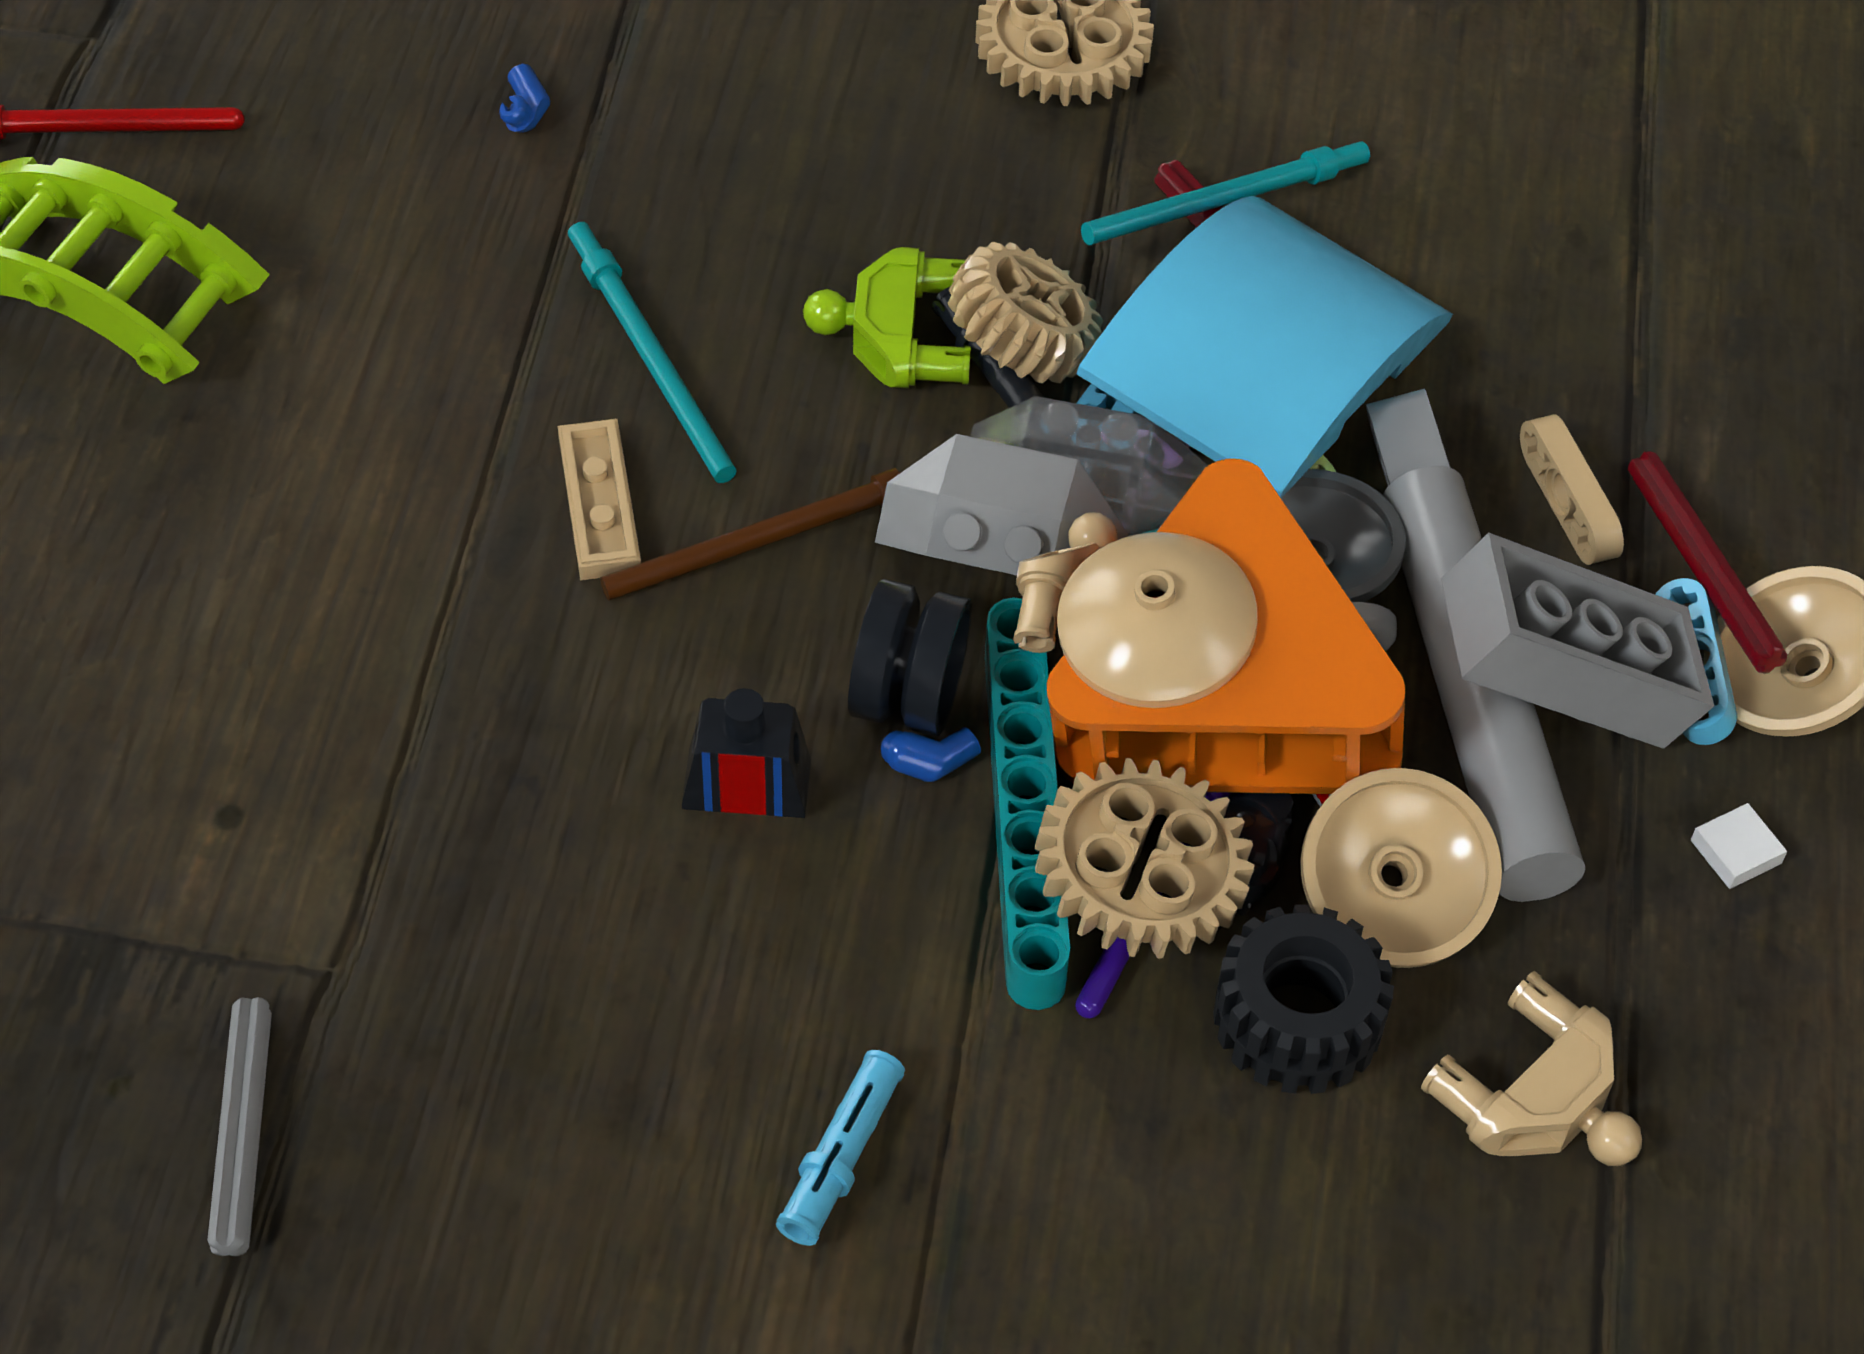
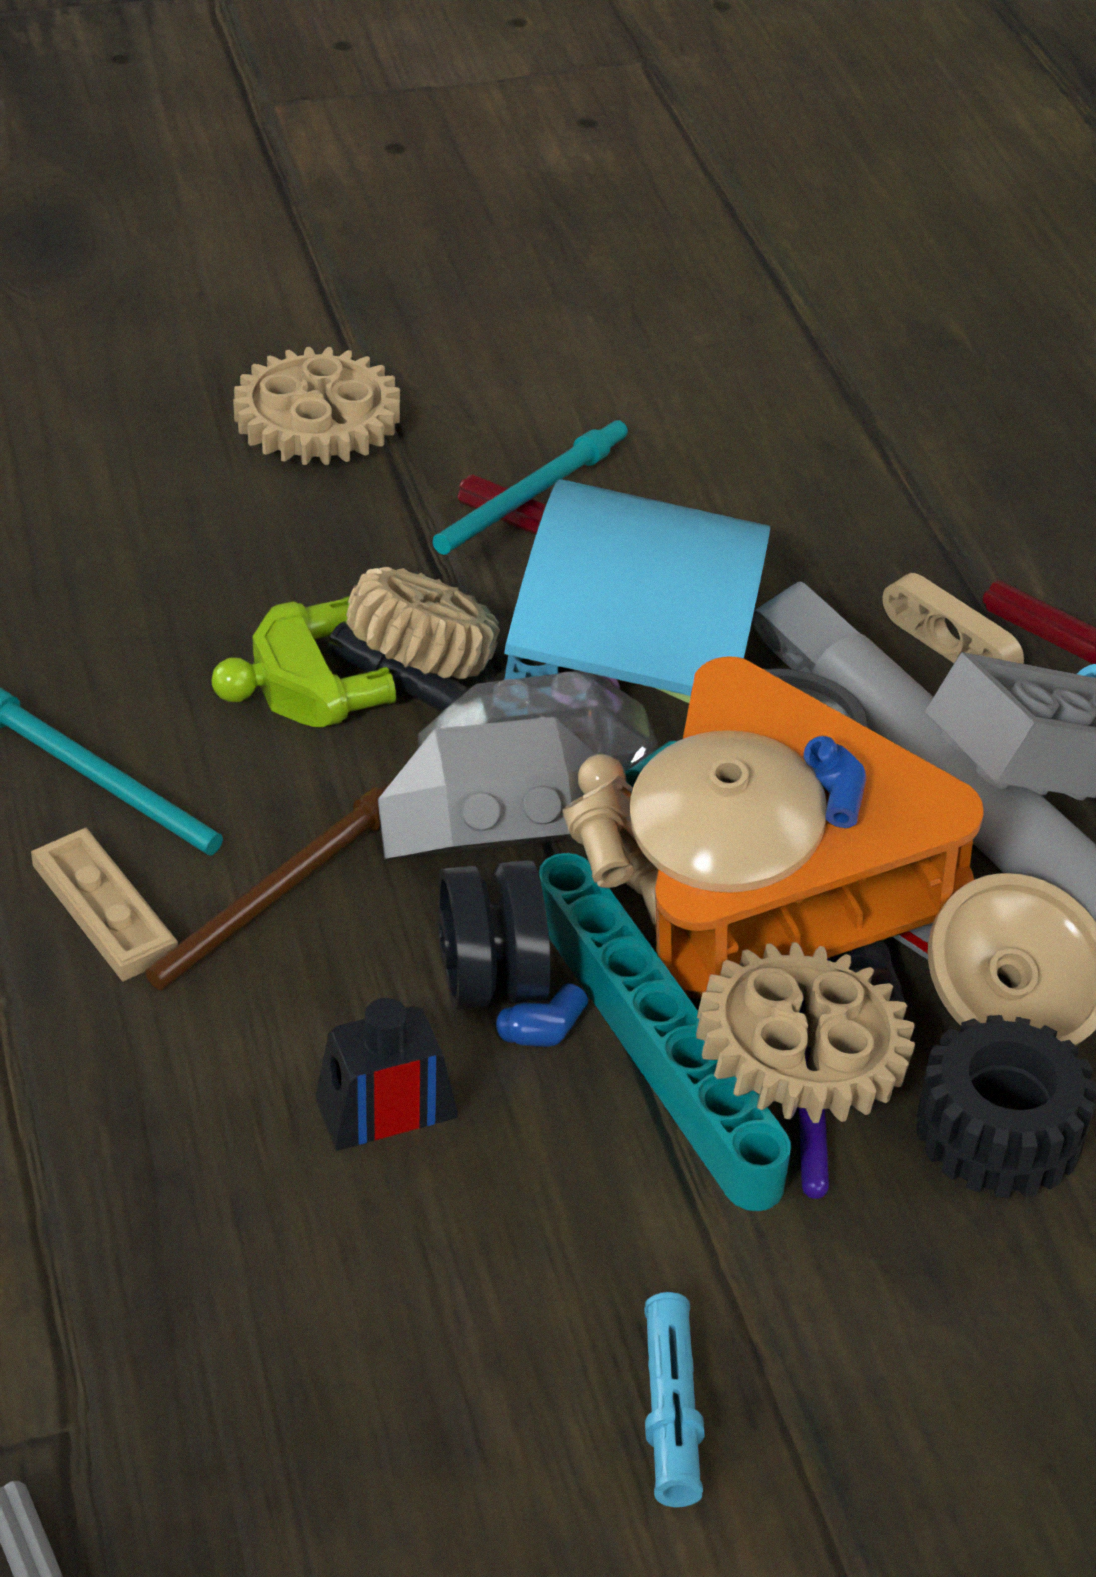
camera: 25 degrees left, 10 degrees down
(1277, 624) = (841, 776): none -> blue arm

